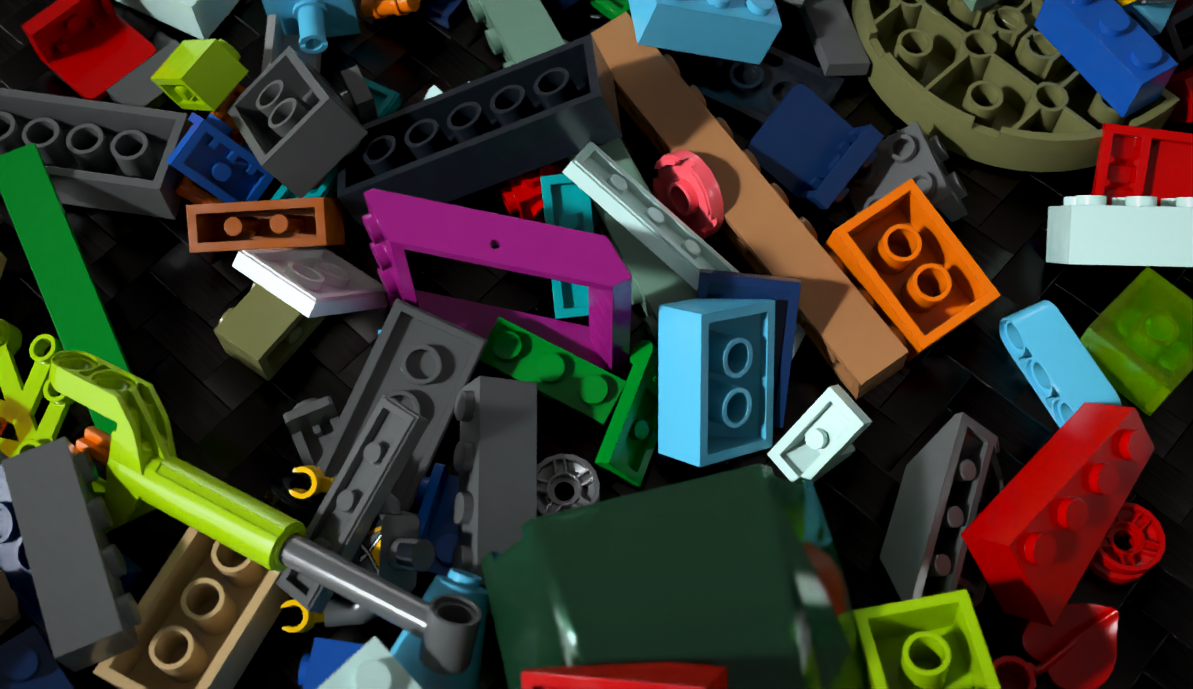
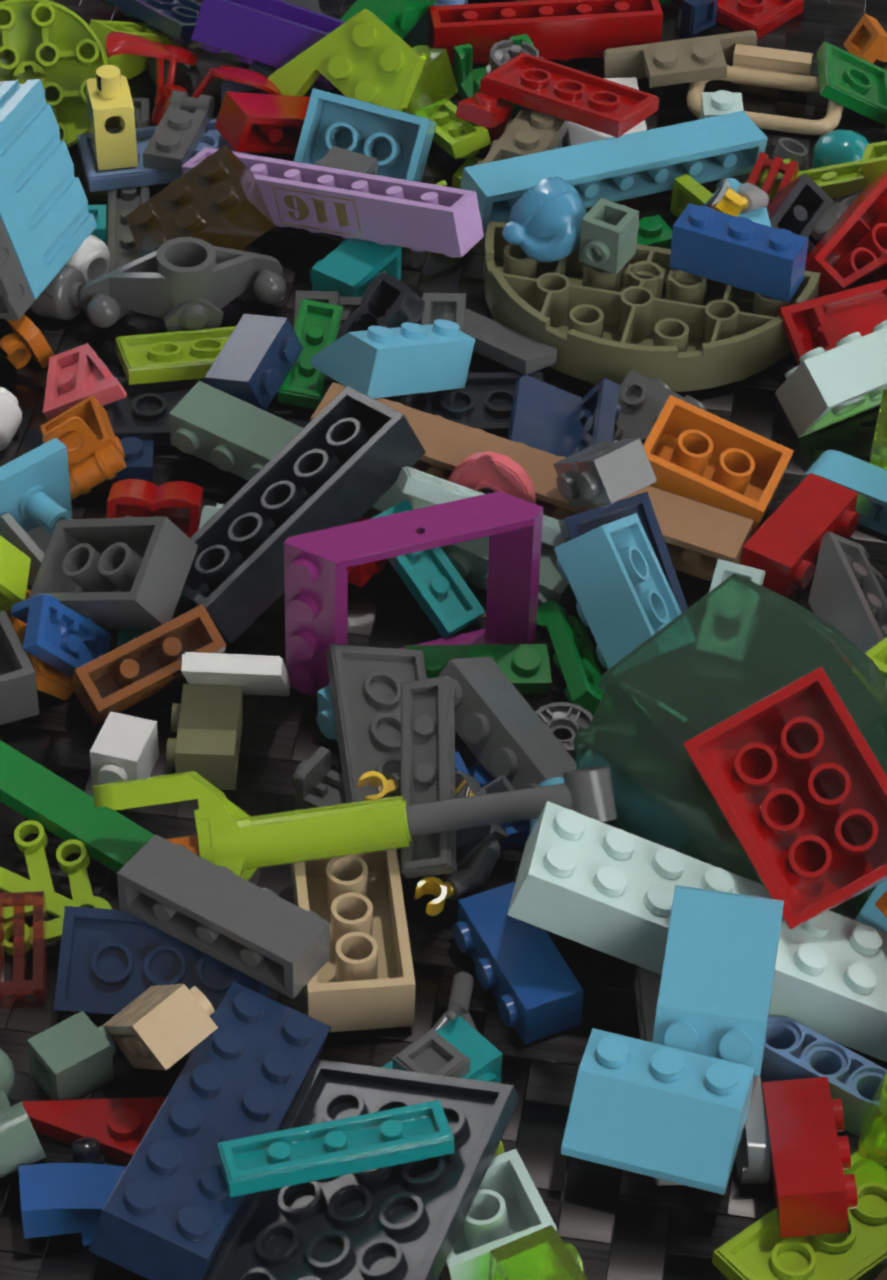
camera: 35 degrees left, 20 degrees down
(192, 301) = (124, 749): none -> white brick
(406, 64) = (176, 500): none -> red brick
(775, 240) = (604, 472): none -> dark grey piece
(956, 379) = (792, 536): none -> red brick

